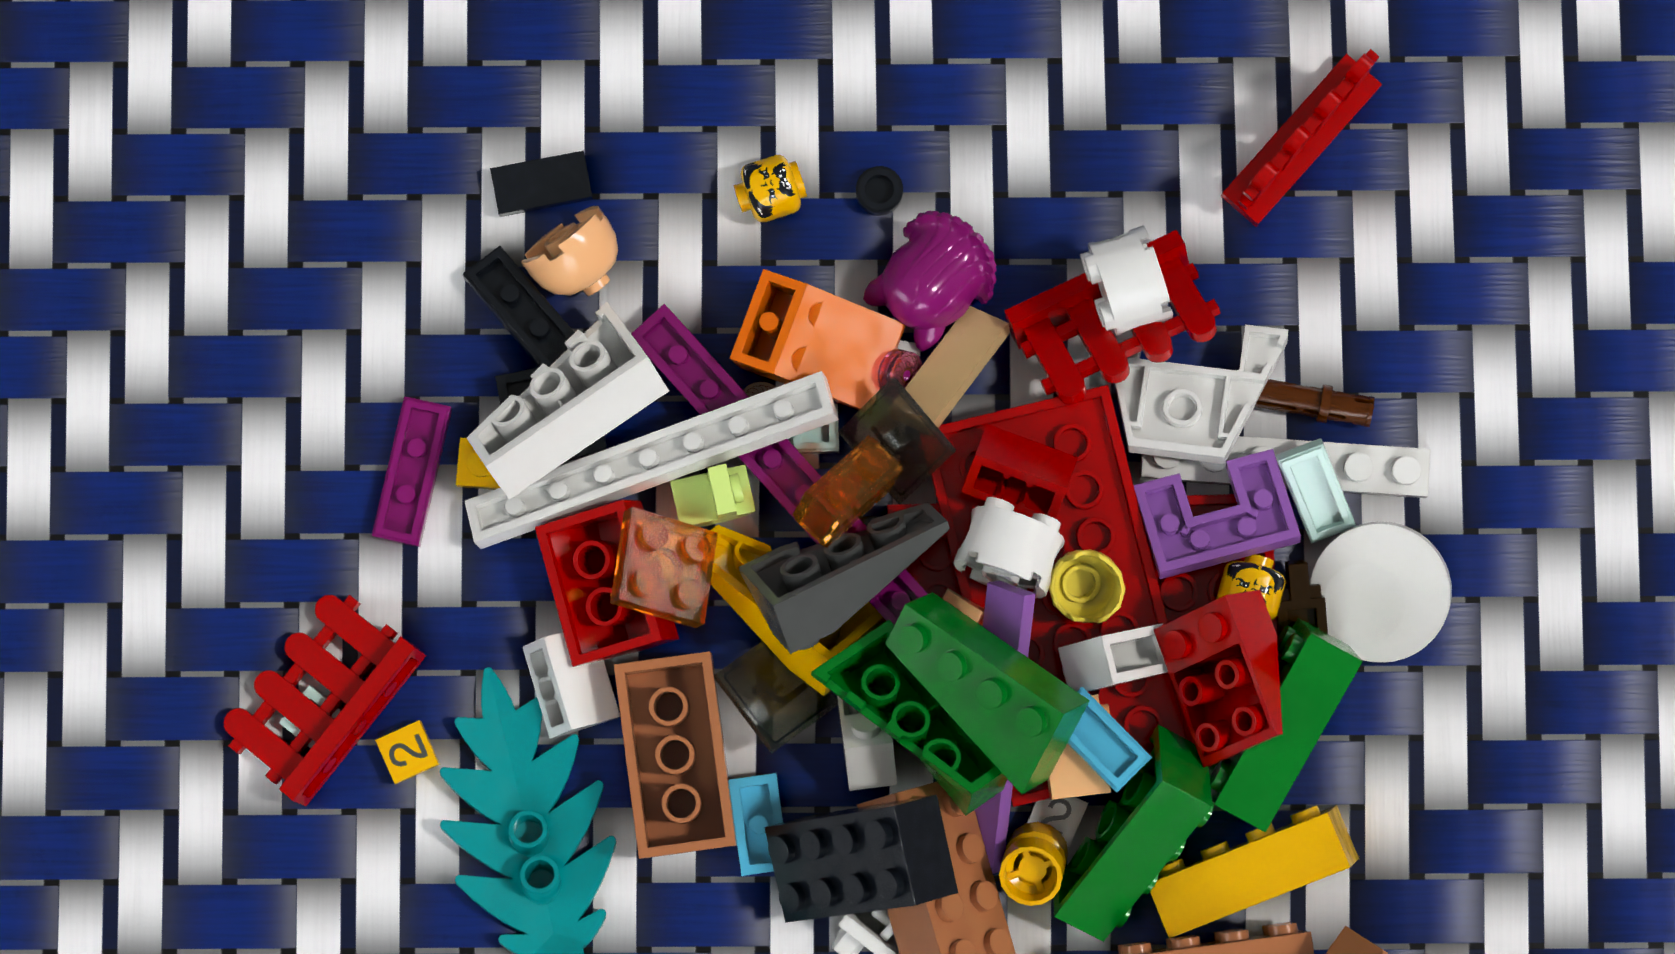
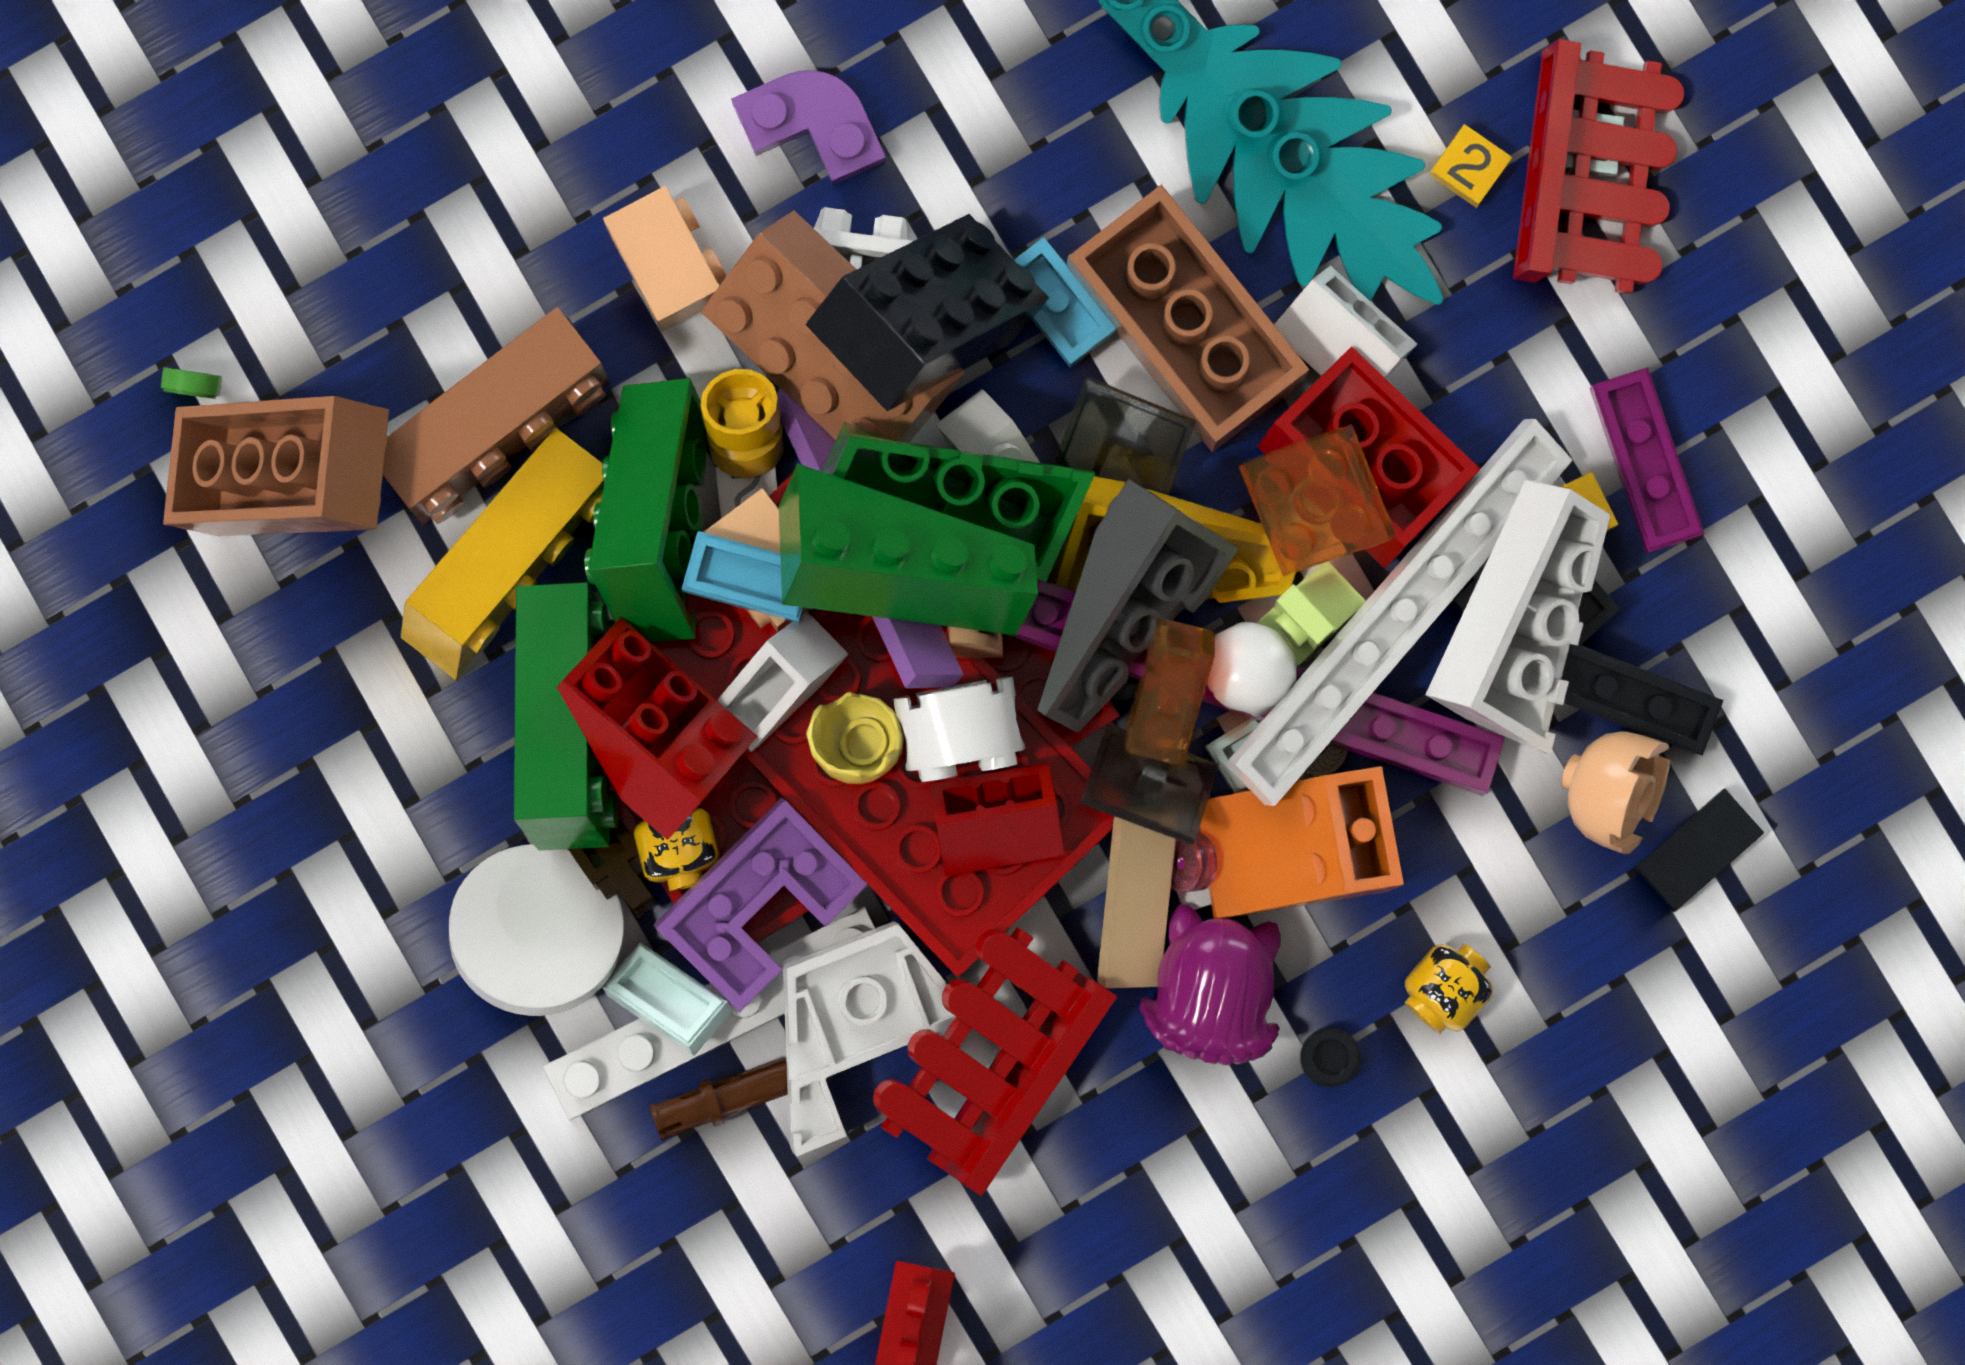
camera: 150 degrees right, 0 degrees up
(778, 477) = (1251, 668): none -> white hair
(1127, 280) = (1001, 1095): white brick -> none

